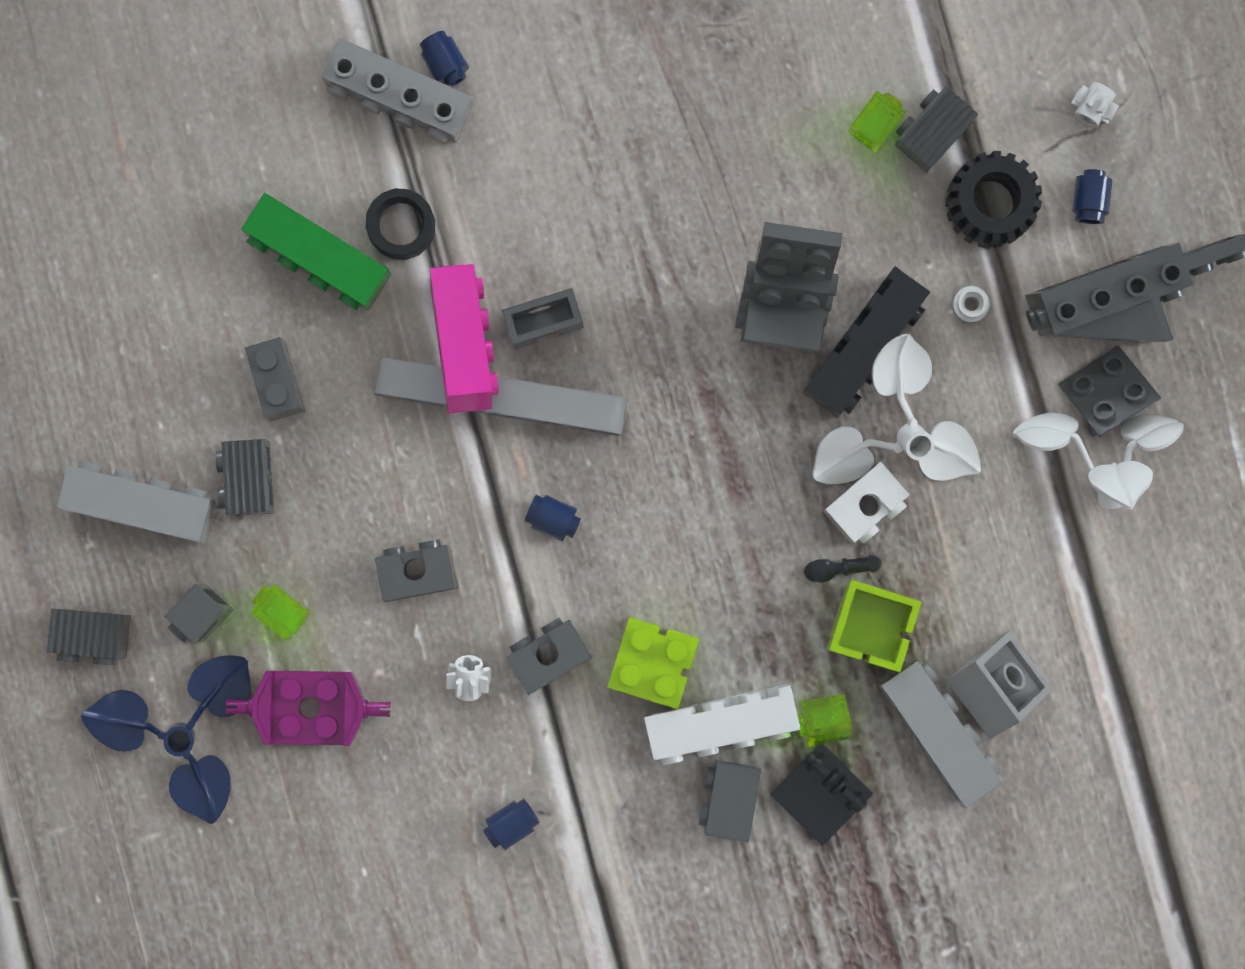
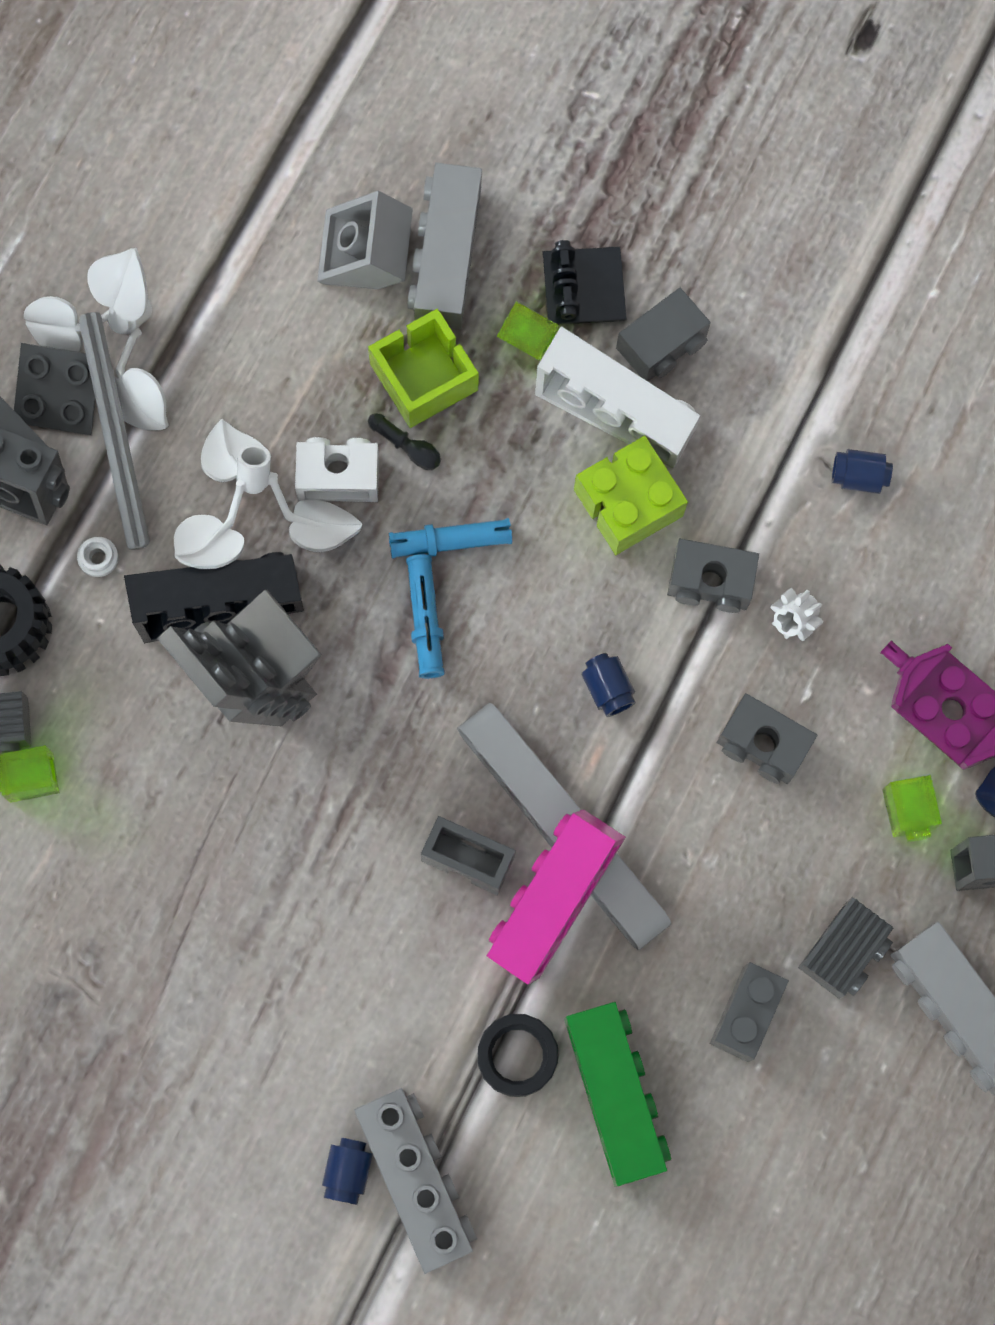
camera: 140 degrees left, 10 degrees down
(684, 426) = (429, 661): none -> dark azure pin
(749, 525) = (449, 538): none -> dark azure pin
(1041, 394) = (114, 430): none -> light grey axle

